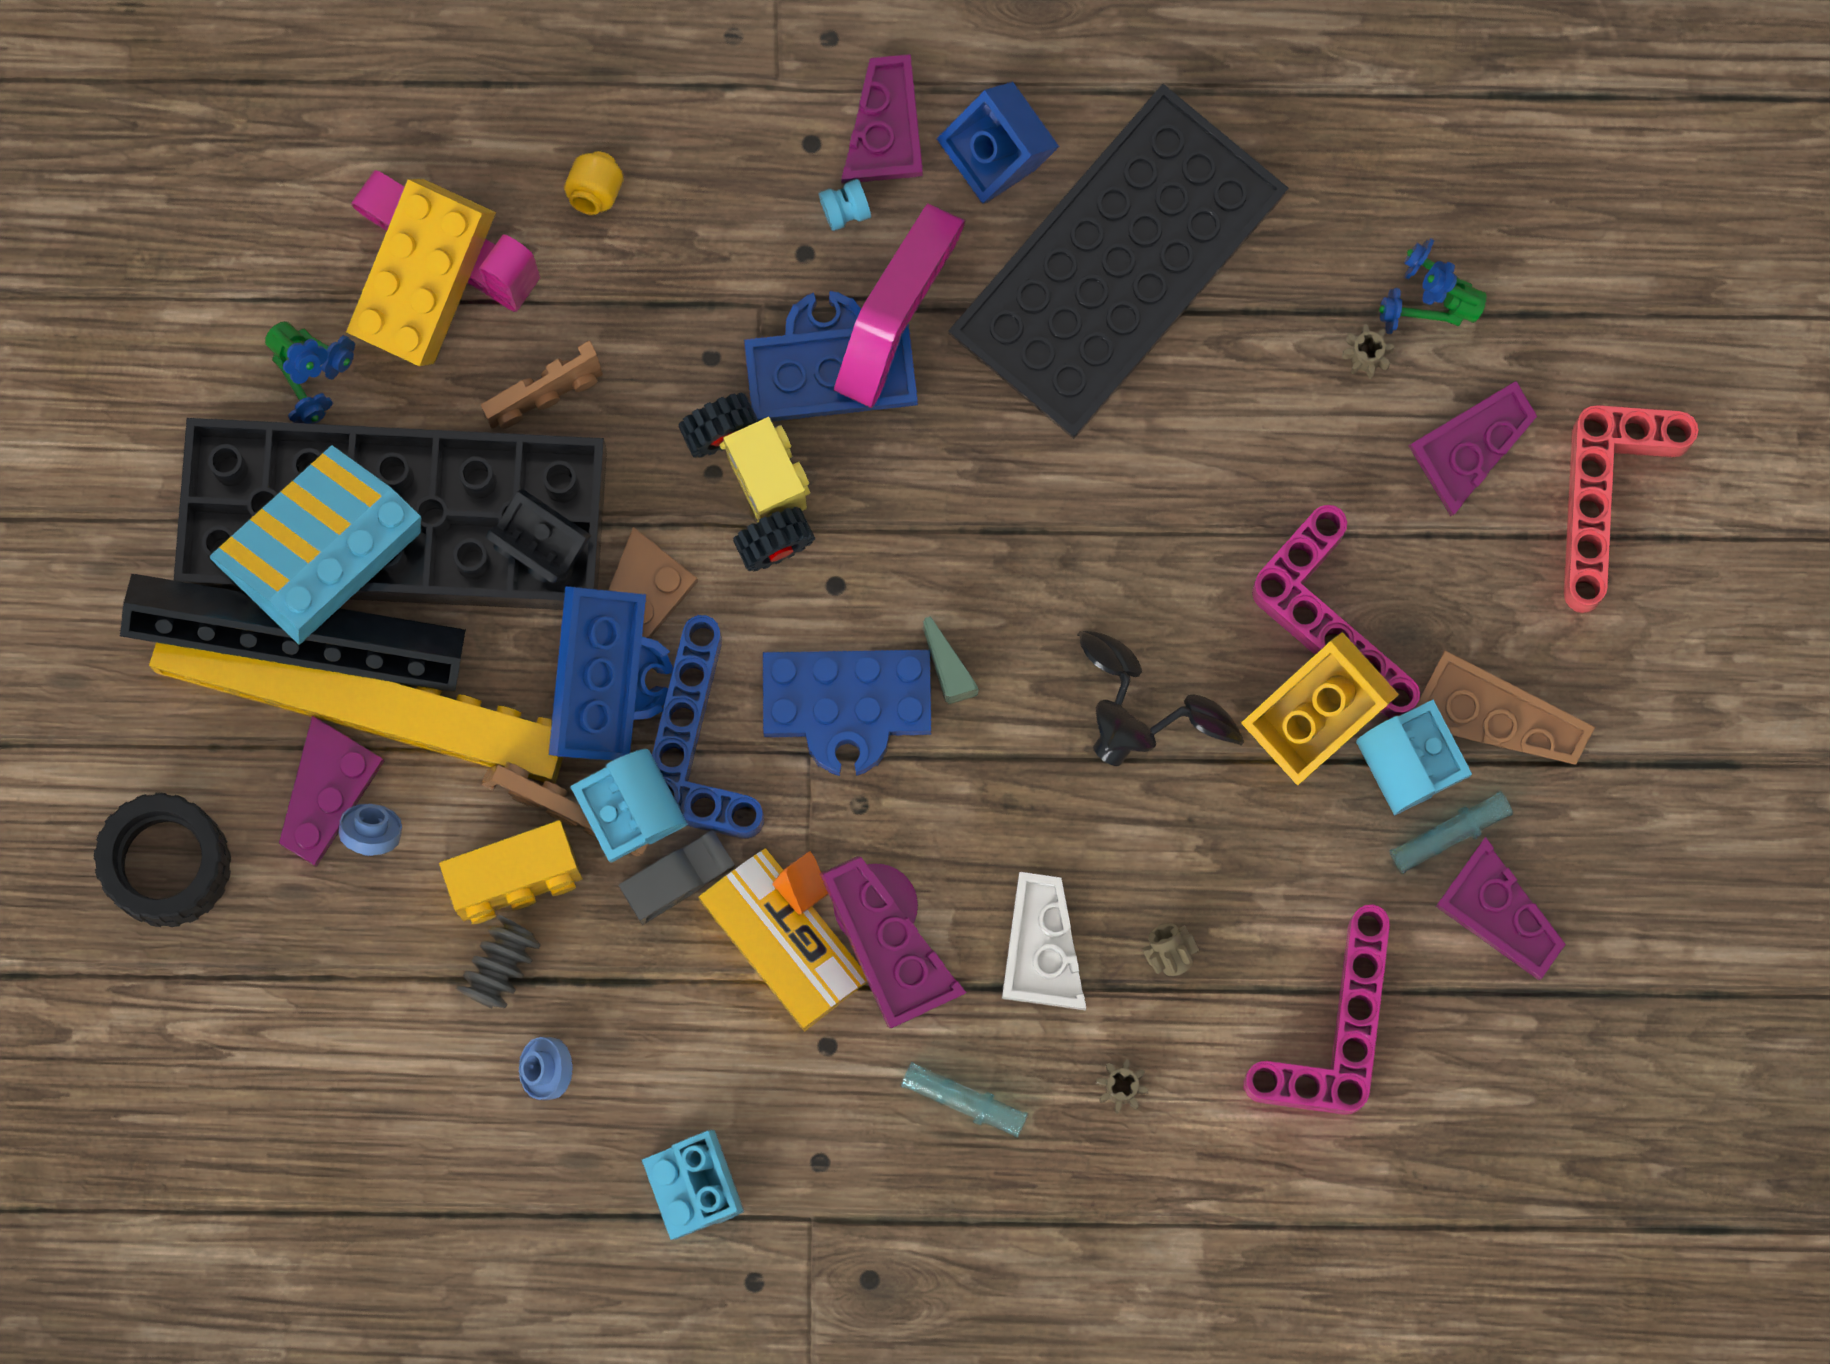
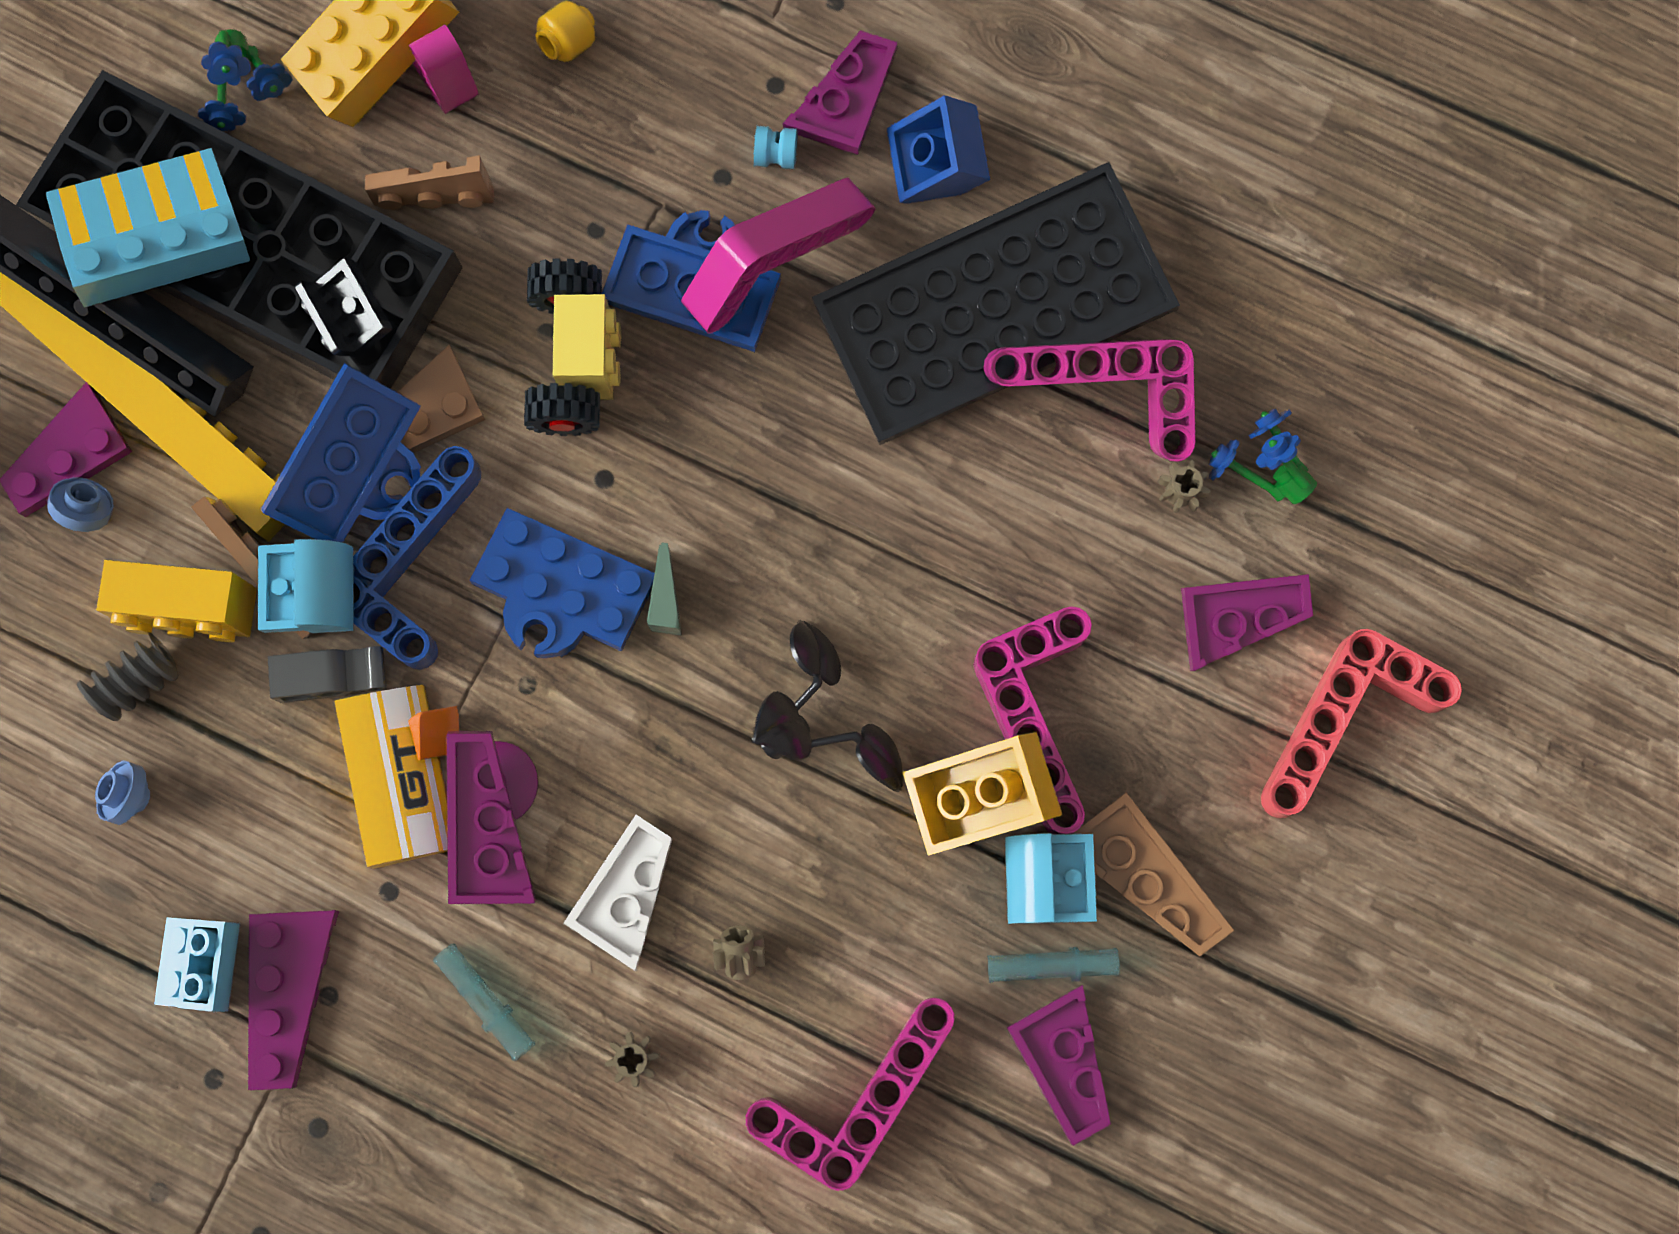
camera: 25 degrees right, 0 degrees up
(776, 1166) = (284, 981): none -> magenta wing
(1253, 276) = (1109, 369): none -> dark pink beam

